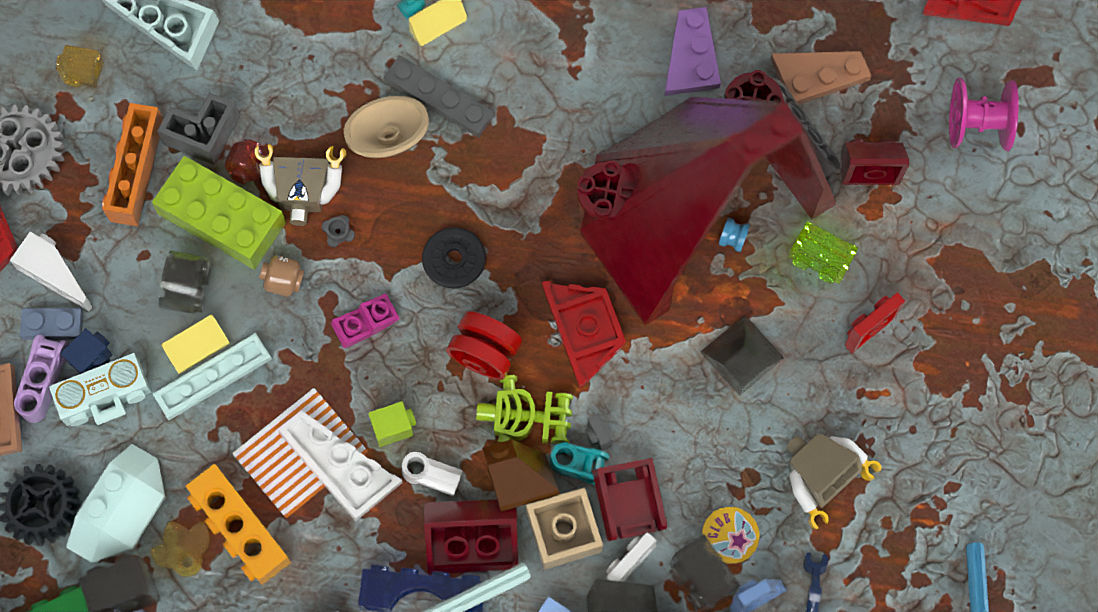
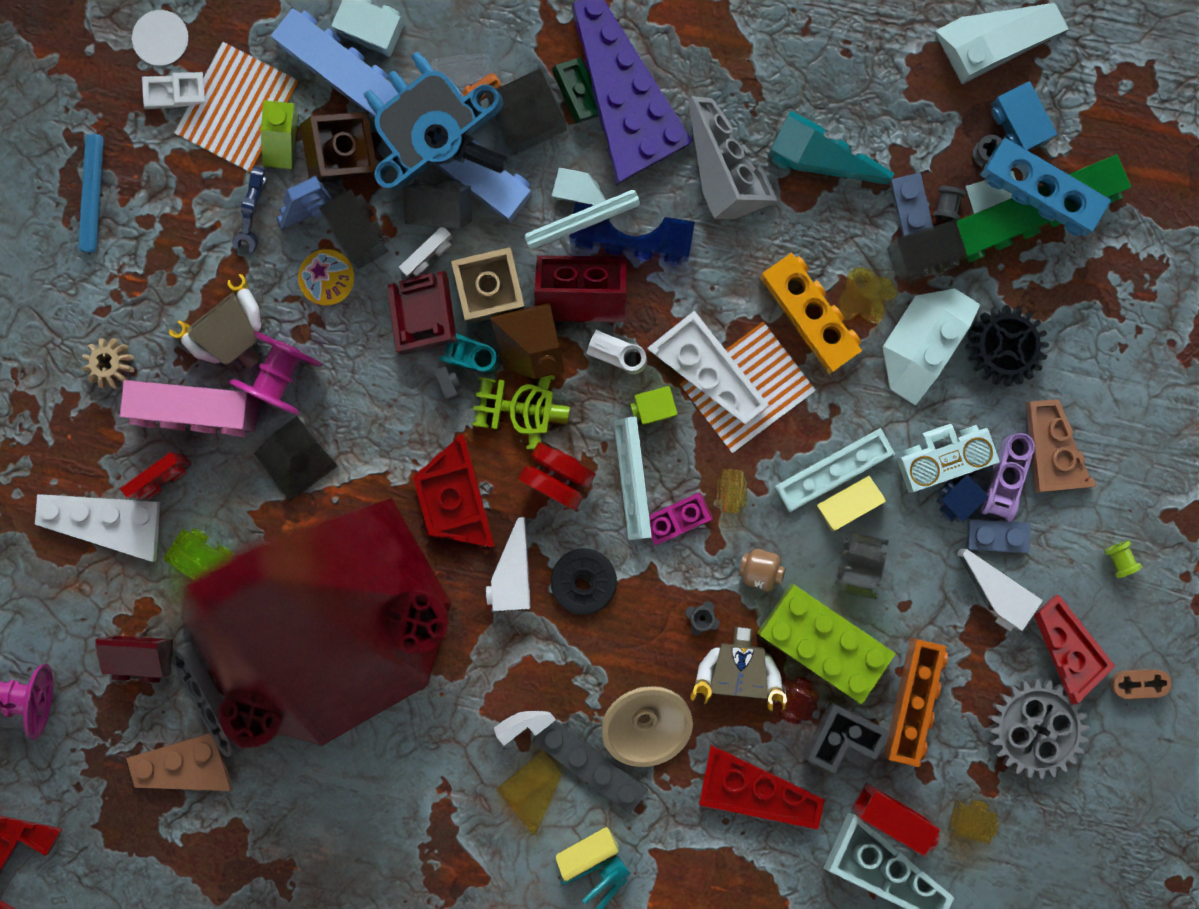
camera: 170 degrees left, 15 degrees up
(151, 60) = (896, 820): none -> red window
(290, 82) = (752, 791): none -> red wing
(312, 348) = (732, 491): none -> clear yellow brick
(410, 353) = (632, 478): none -> light aqua tile
(492, 72) = (531, 789): none -> clear yellow wing
(507, 126) = (514, 725): none -> white slope
(523, 253) = (511, 578): none -> white slope
(693, 55) = (314, 797): medium lavender wing -> none
(768, 425) = (276, 373): none -> dark pink piece
(850, 389) = (188, 406): none -> bright pink brick
(924, 284) = (112, 523): none -> white wing
(946, 440) = (97, 363): none -> tan gear

